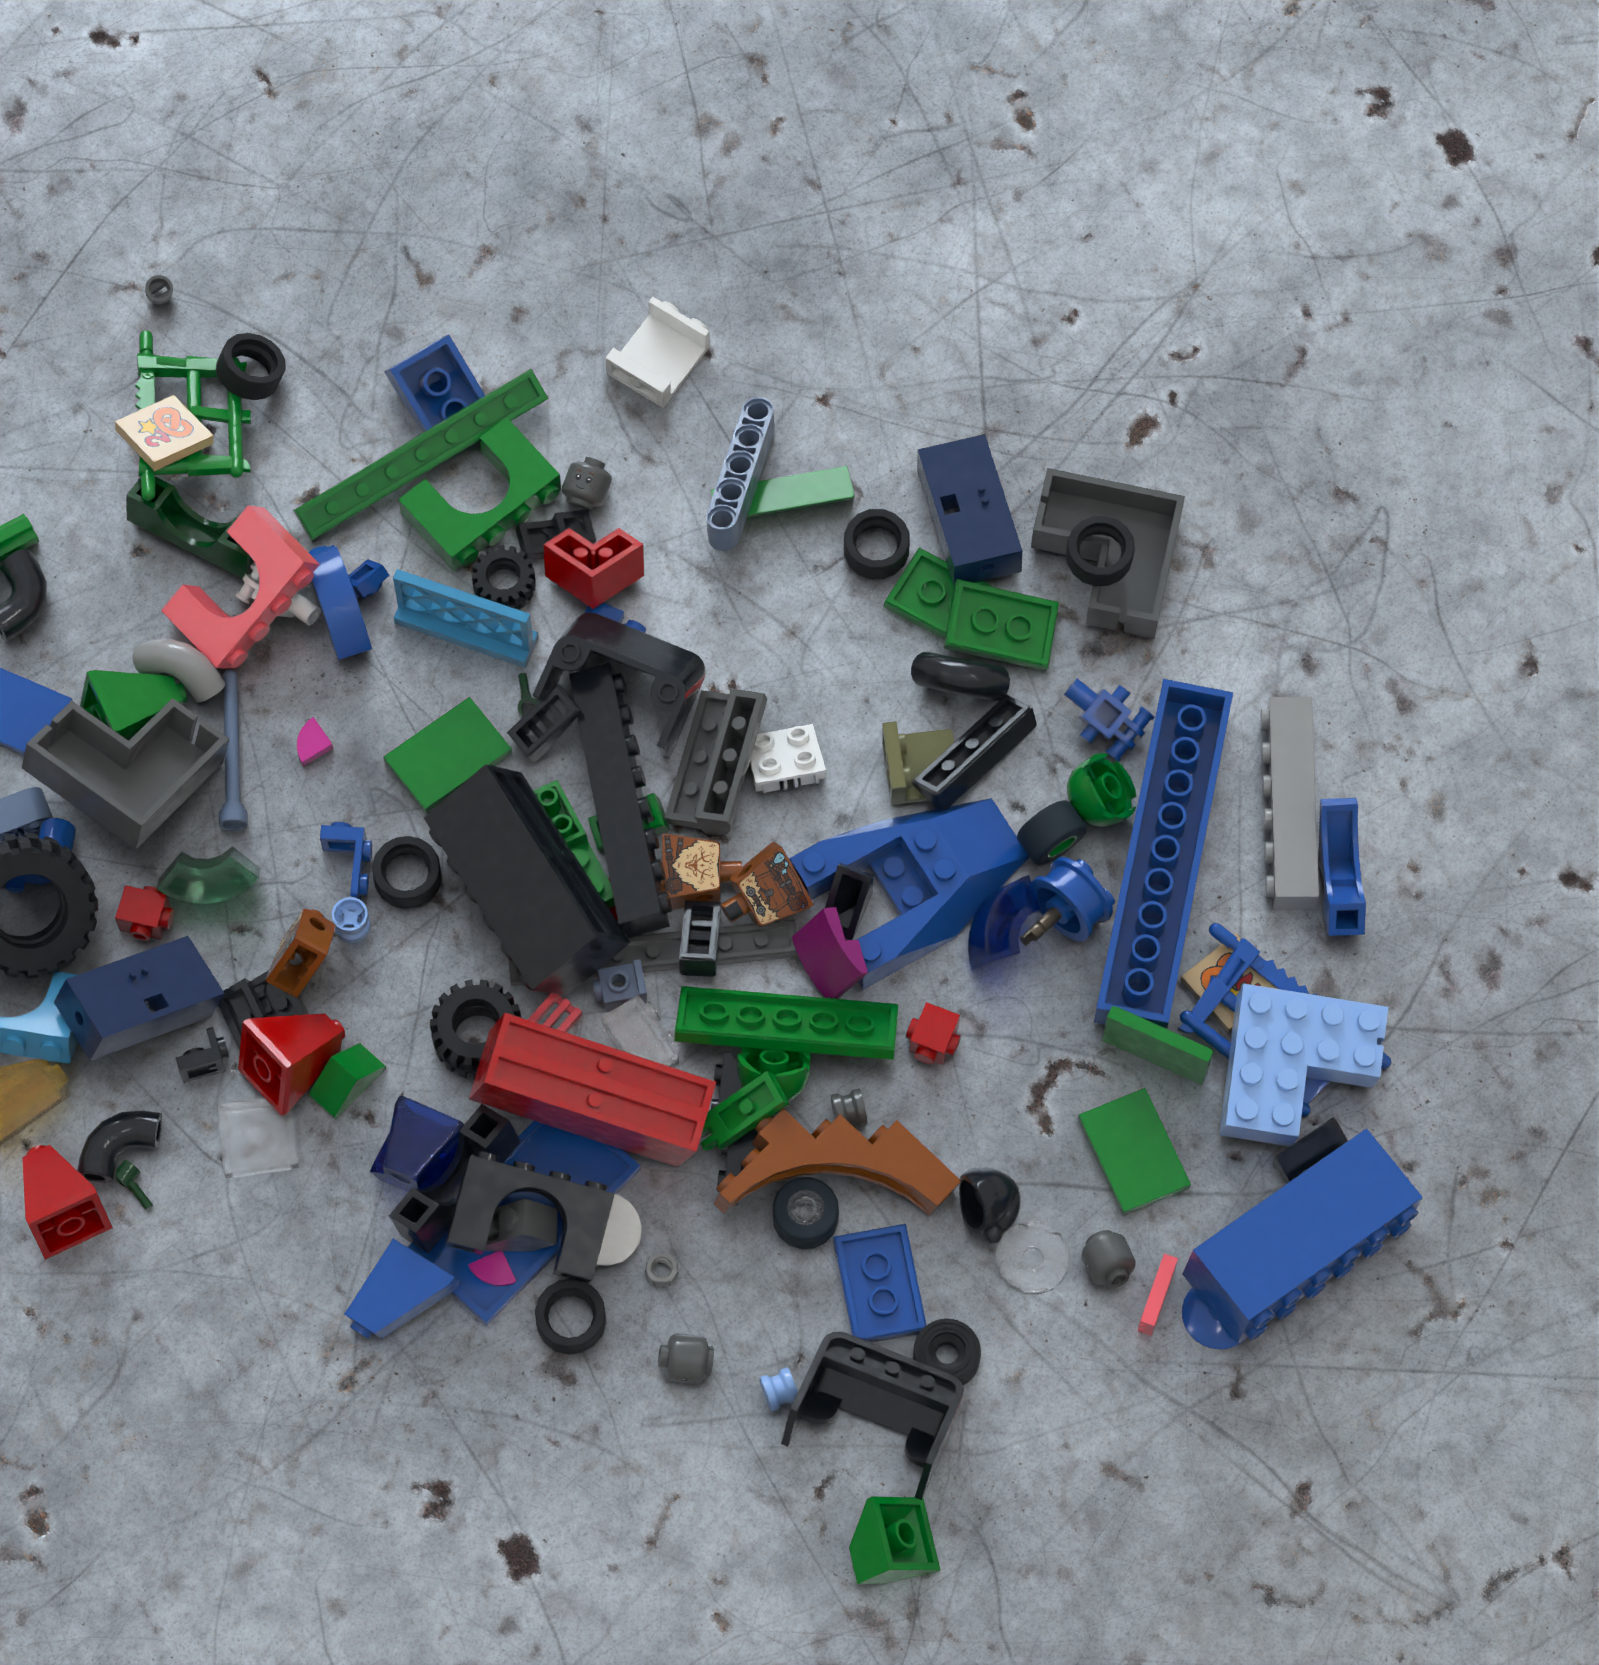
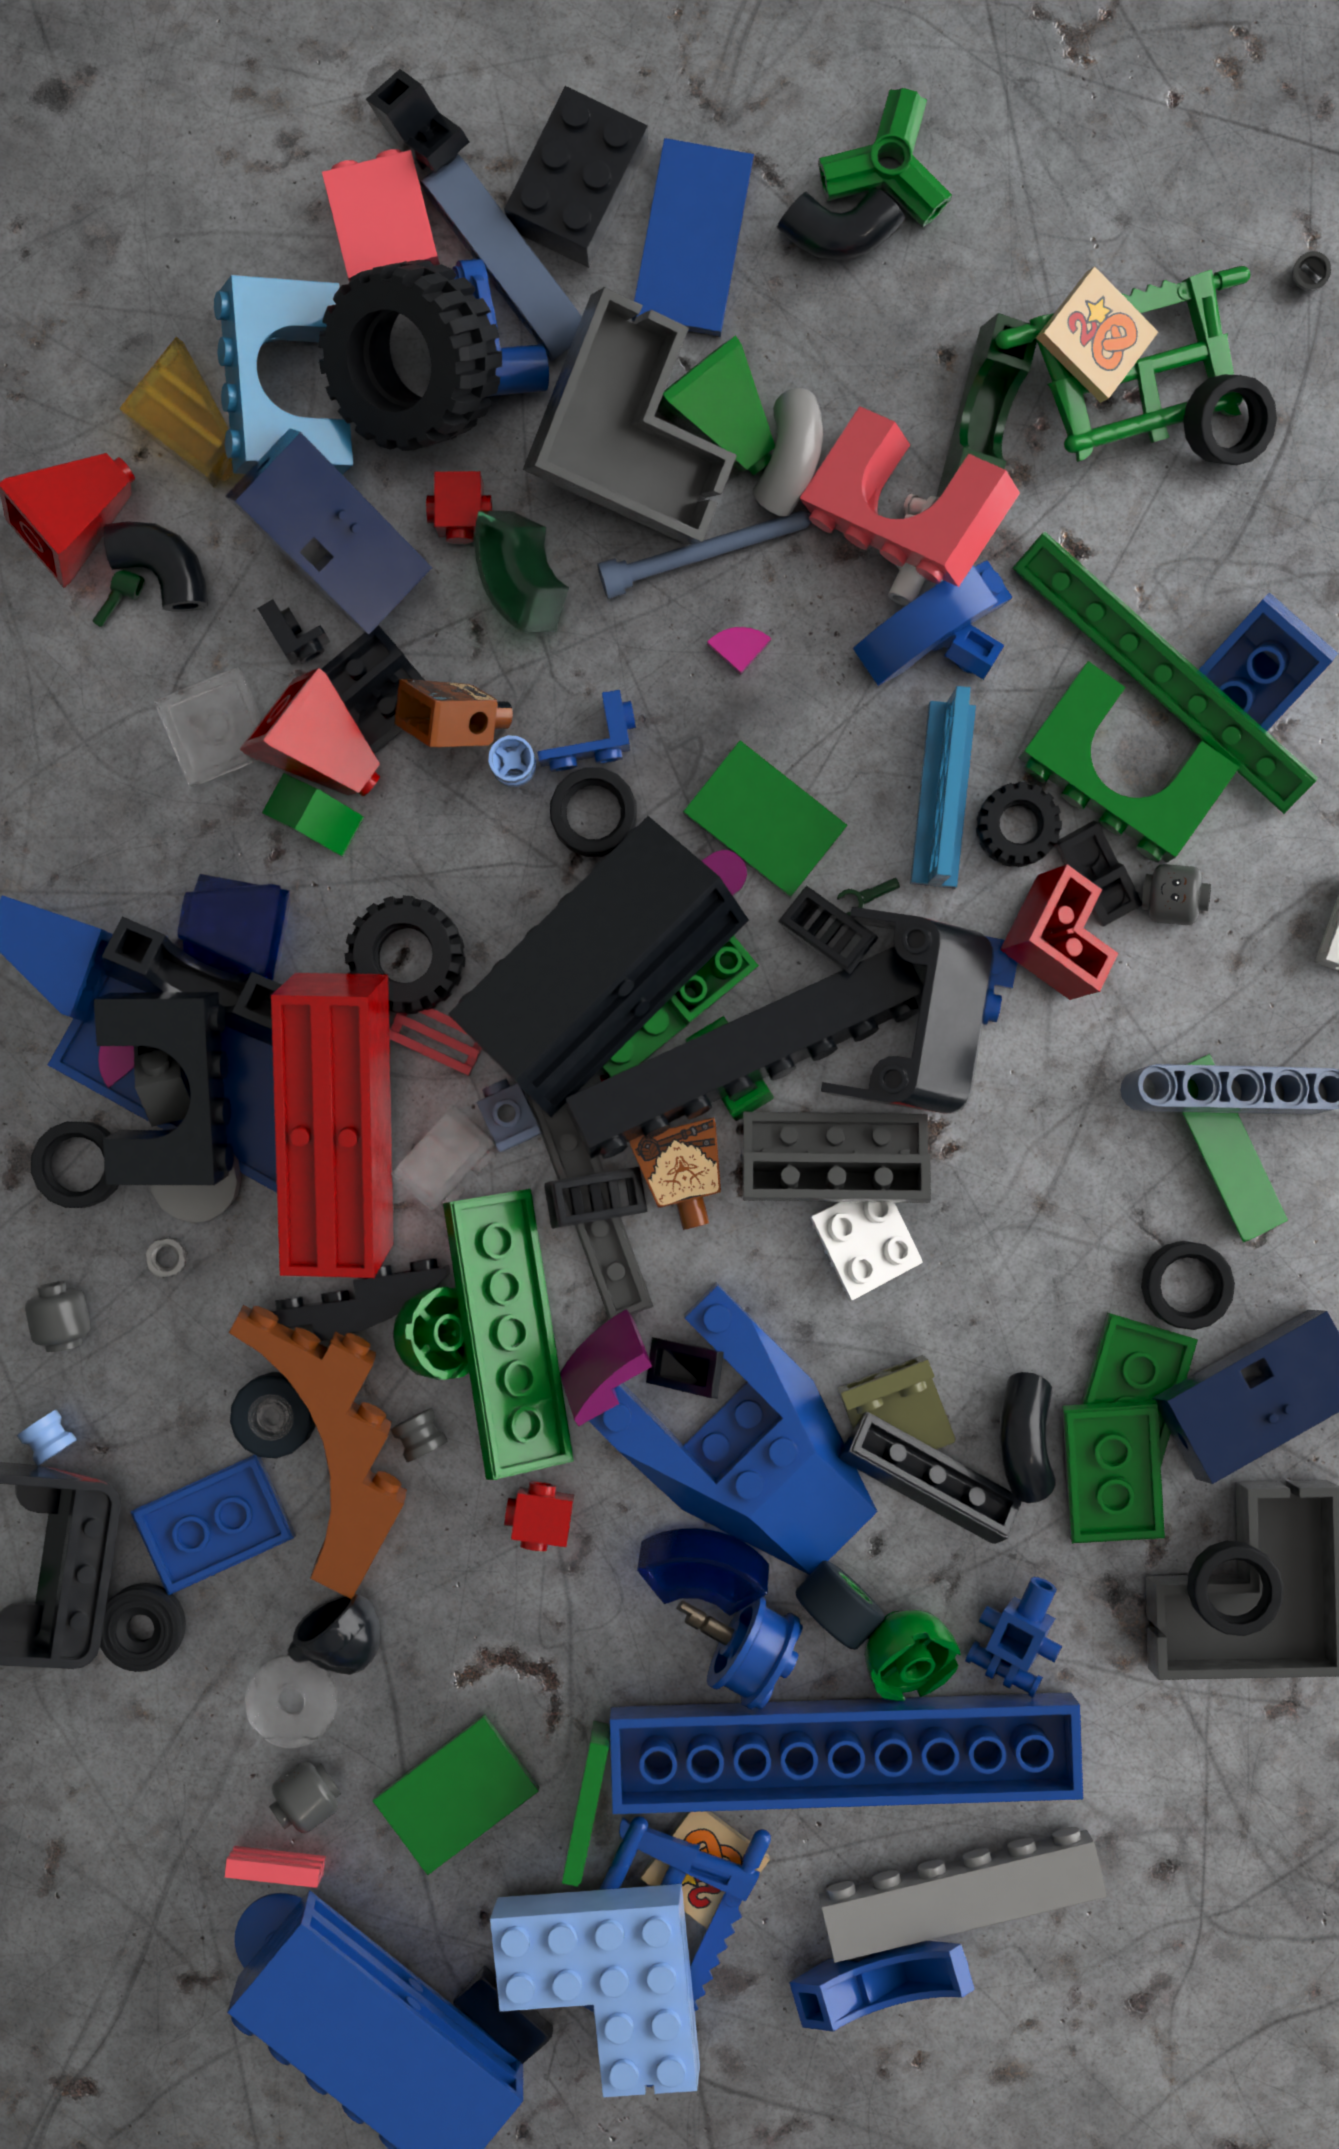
camera: 80 degrees right, 20 degrees up
(743, 1111) = (364, 1319): green hinge -> none
(766, 889) = (674, 1265): torso -> none

